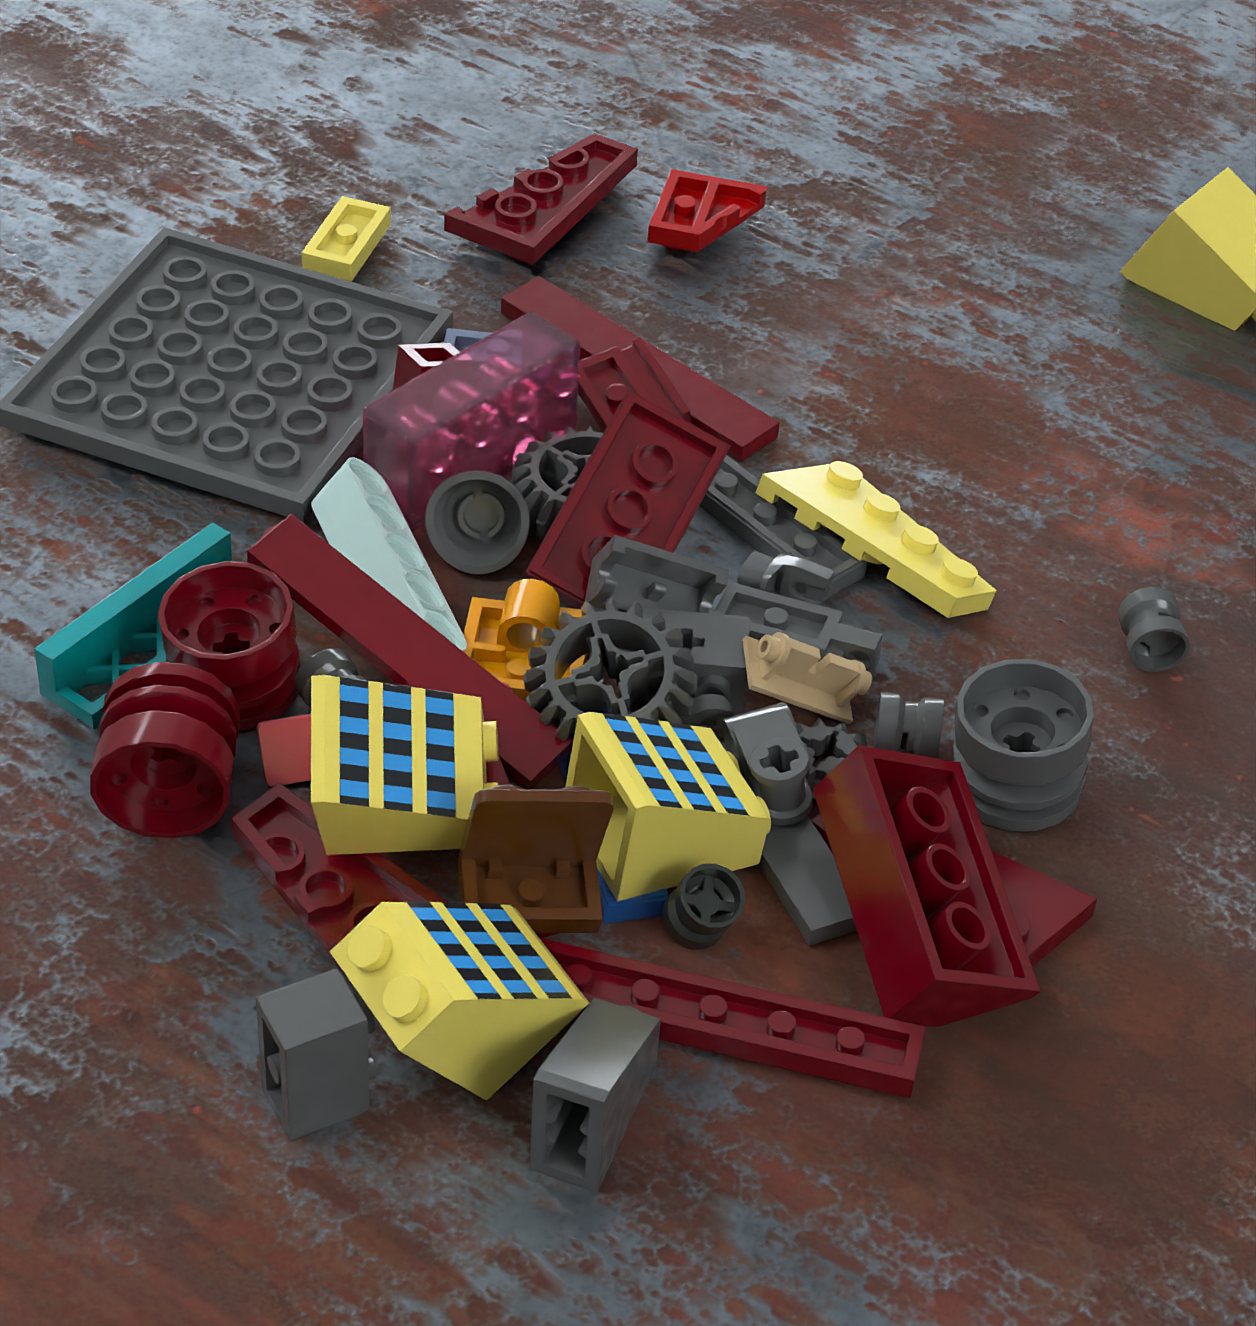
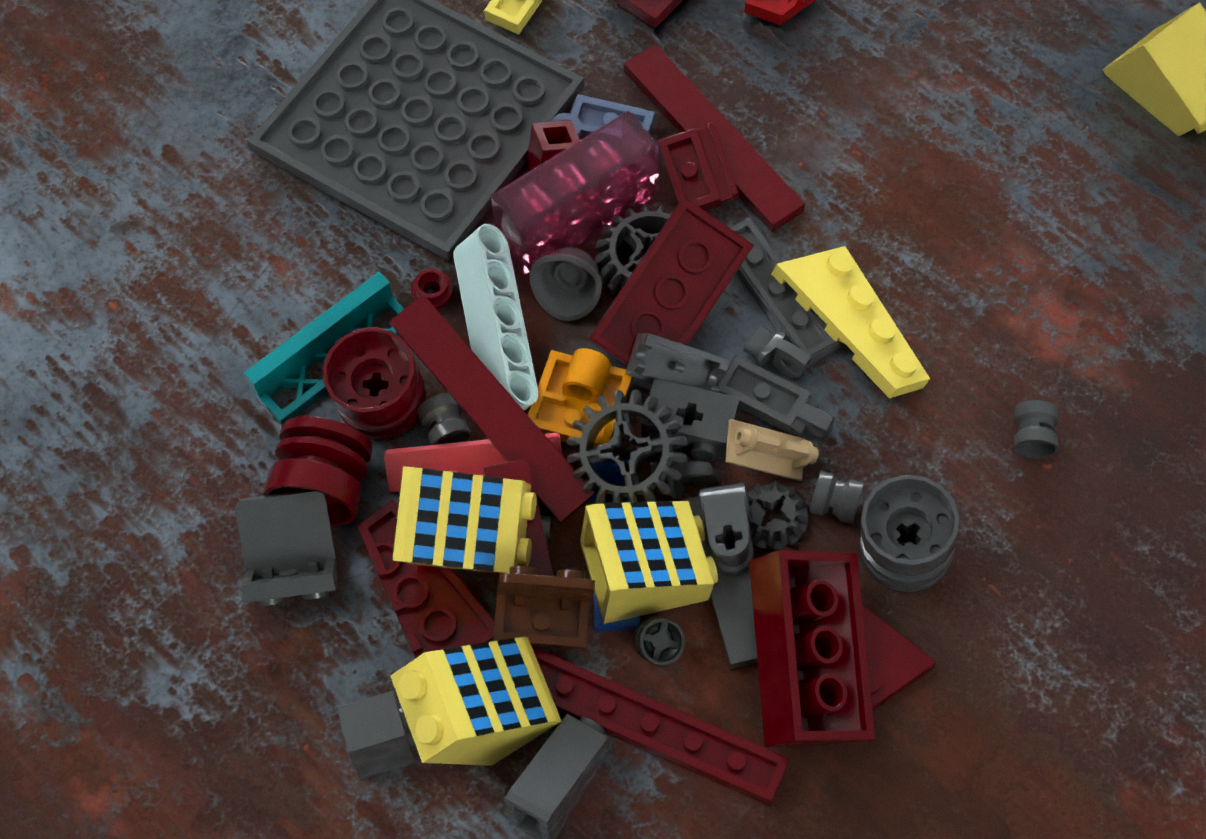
camera: 15 degrees right, 20 degrees up
(130, 843) = (286, 547): none -> dark grey bracket

